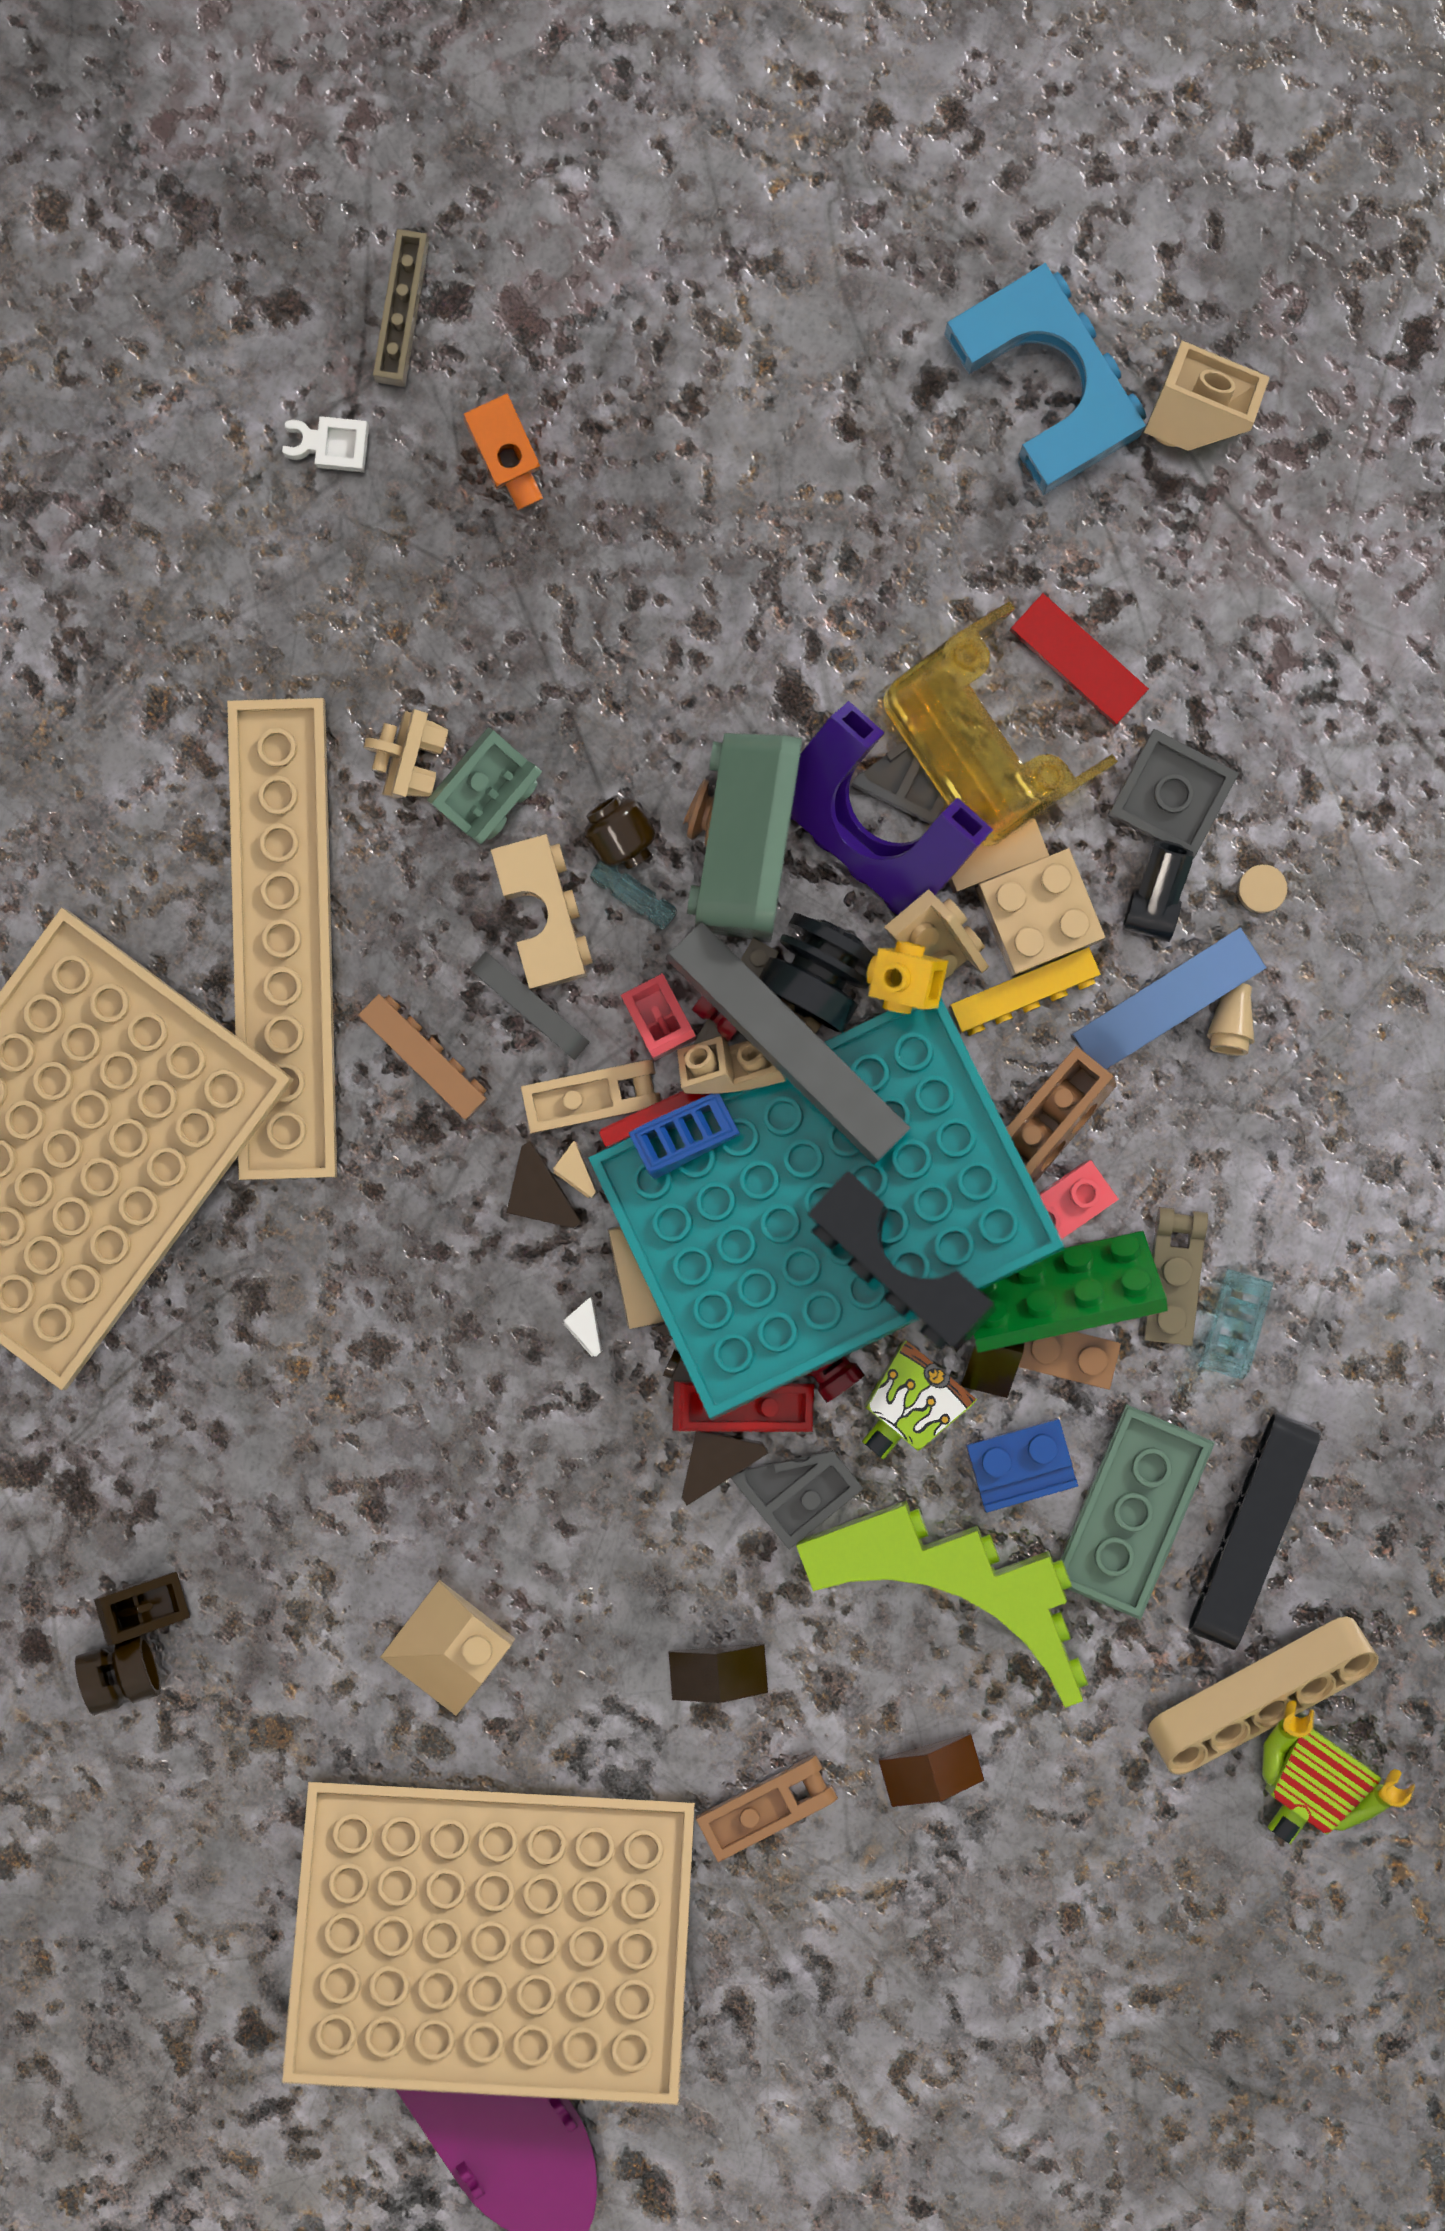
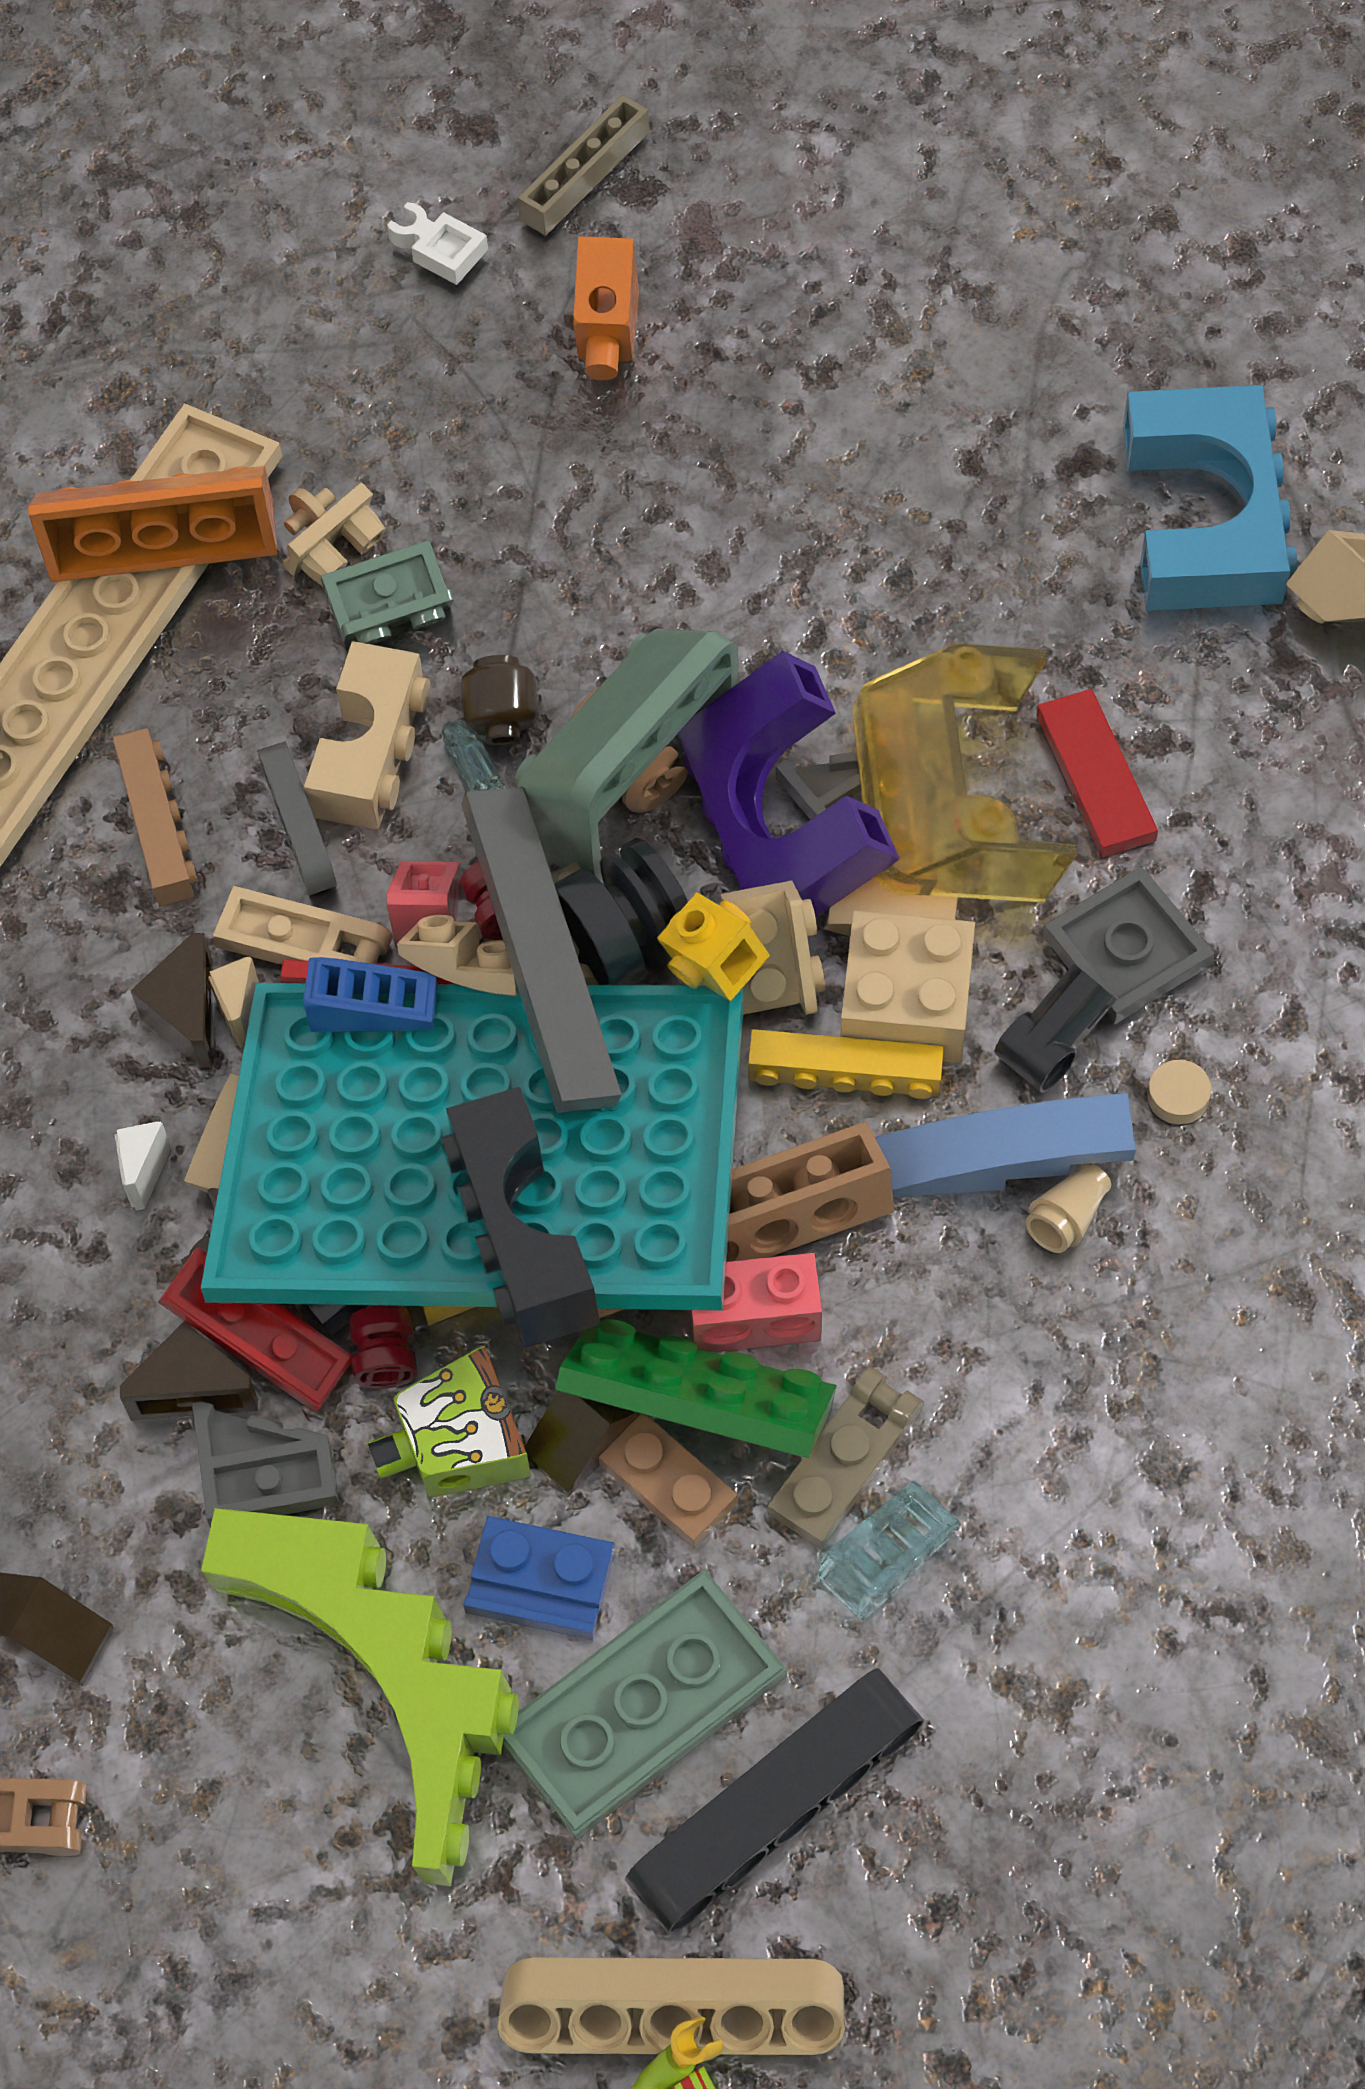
camera: 25 degrees right, 25 degrees down
(283, 827) = (155, 523): none -> orange slope
(931, 1771) = (214, 1882): reddish brown slope -> none

